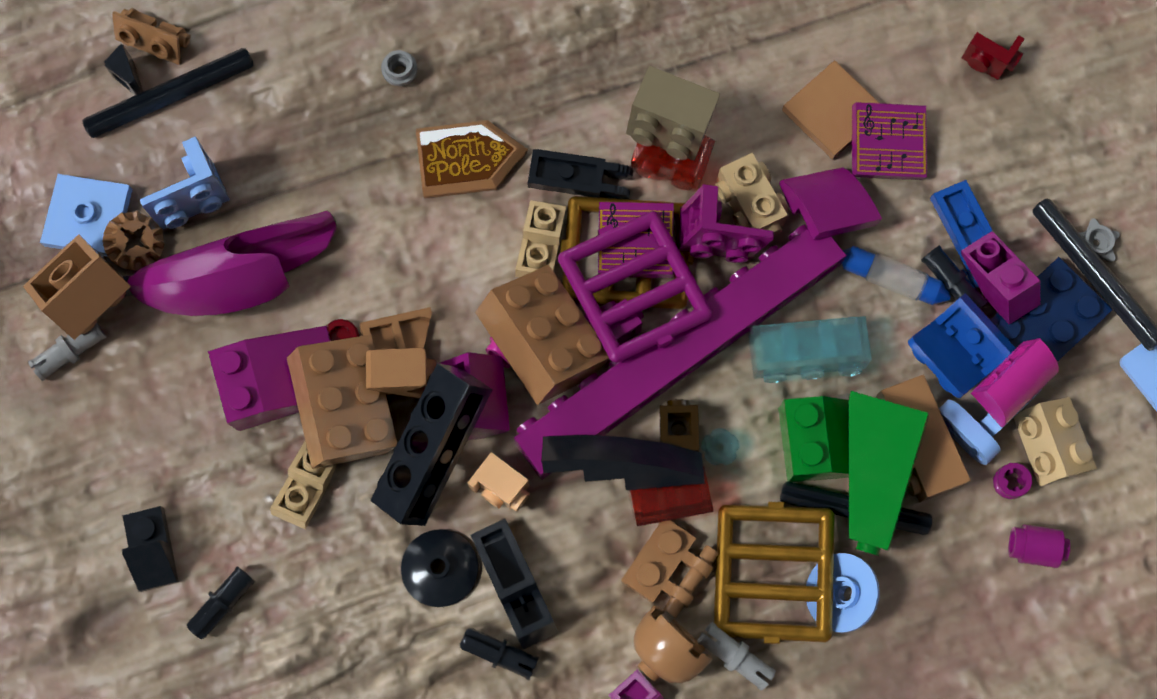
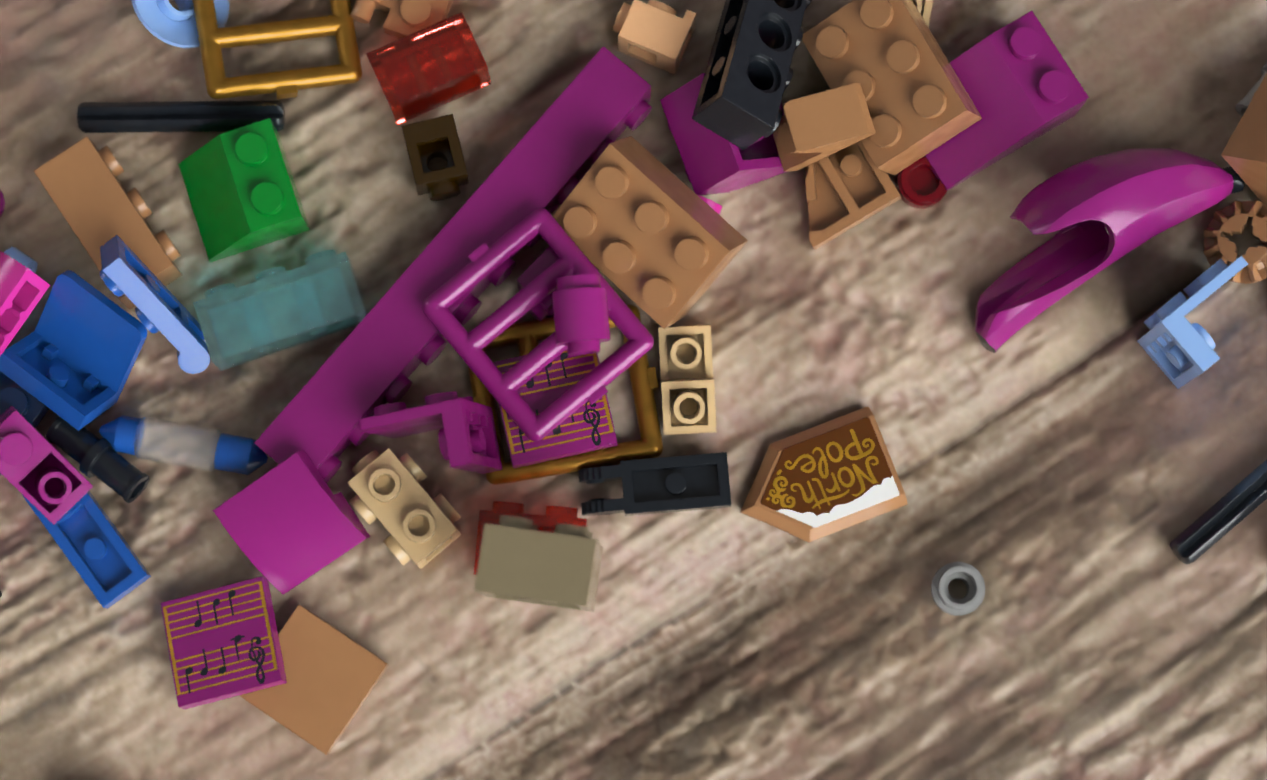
camera: 165 degrees right, 5 degrees up
(604, 273) = (580, 313): none -> magenta brick
(637, 461) = (498, 82): black slope -> none
(723, 437) = (376, 140): clear light blue plate -> none
(881, 463) = (156, 162): green slope -> none
(900, 361) = (154, 304): none -> plate
(969, 433) = (46, 245): light blue beam -> none

